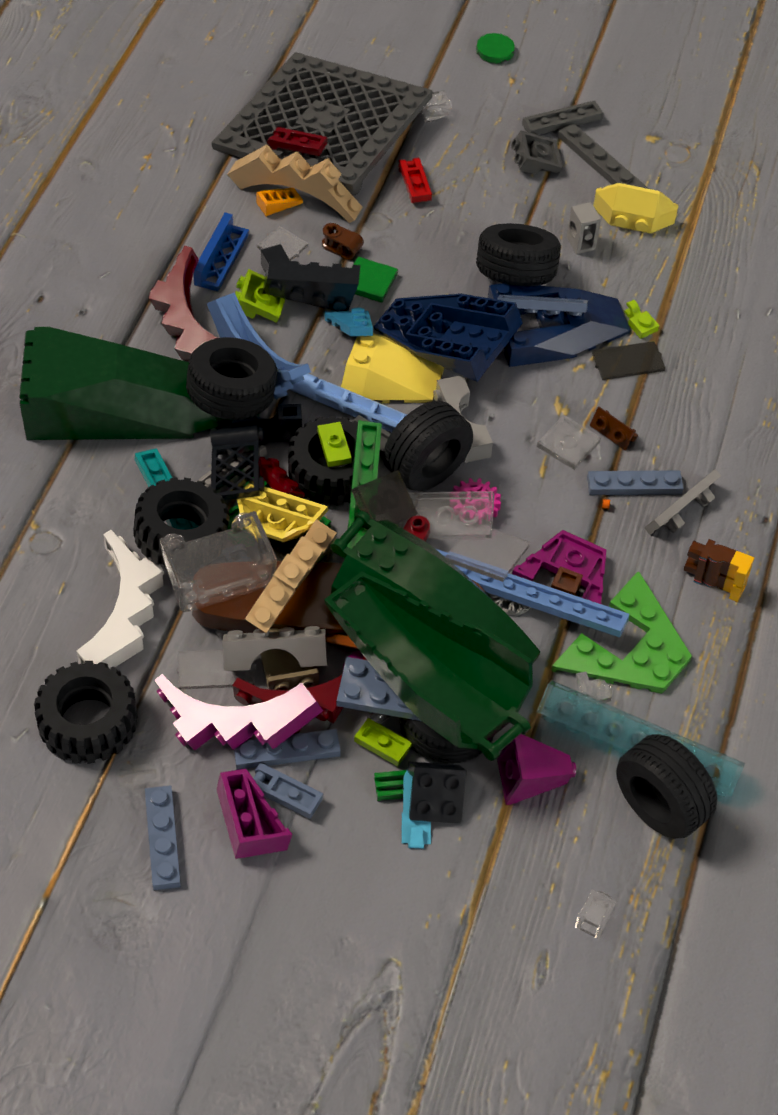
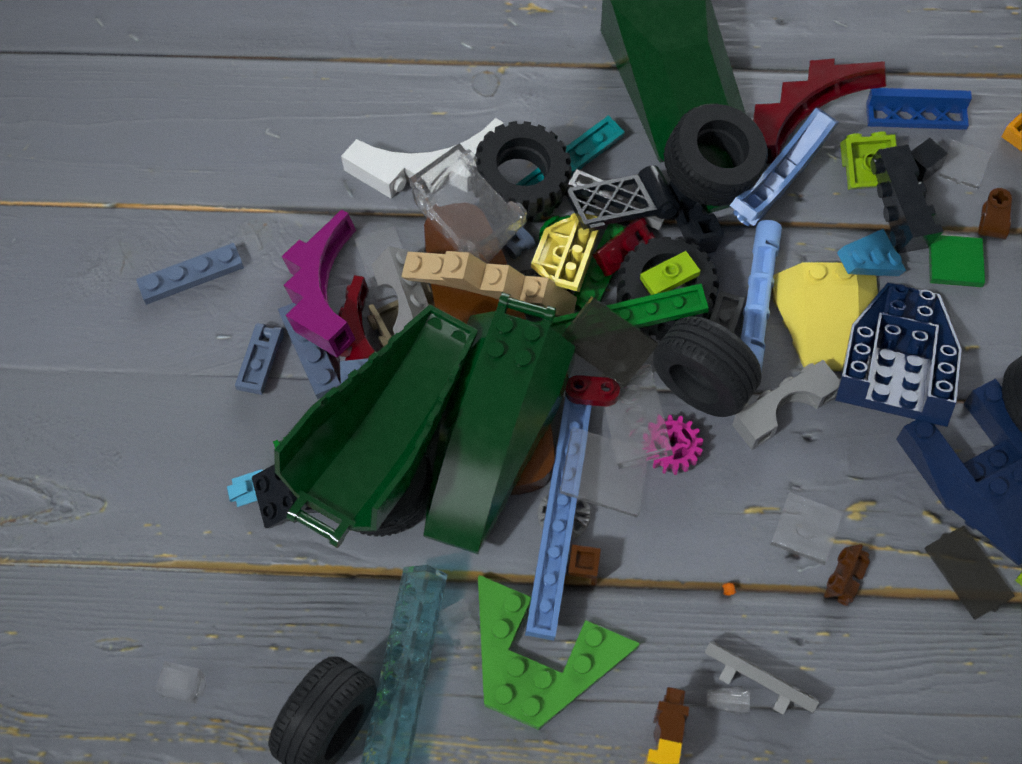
camera: 80 degrees right, 10 degrees up
(90, 740) = (290, 143): black tyre -> none
(248, 817) = (217, 331): magenta wedge -> none
(532, 769) = (334, 581): magenta slope -> none
(552, 305) = (985, 440): sand blue plate -> none
(573, 554) = (628, 570): magenta wing -> none
(635, 482) = (775, 617): sand blue plate -> none
(696, 525) = (730, 699): none -> clear cone

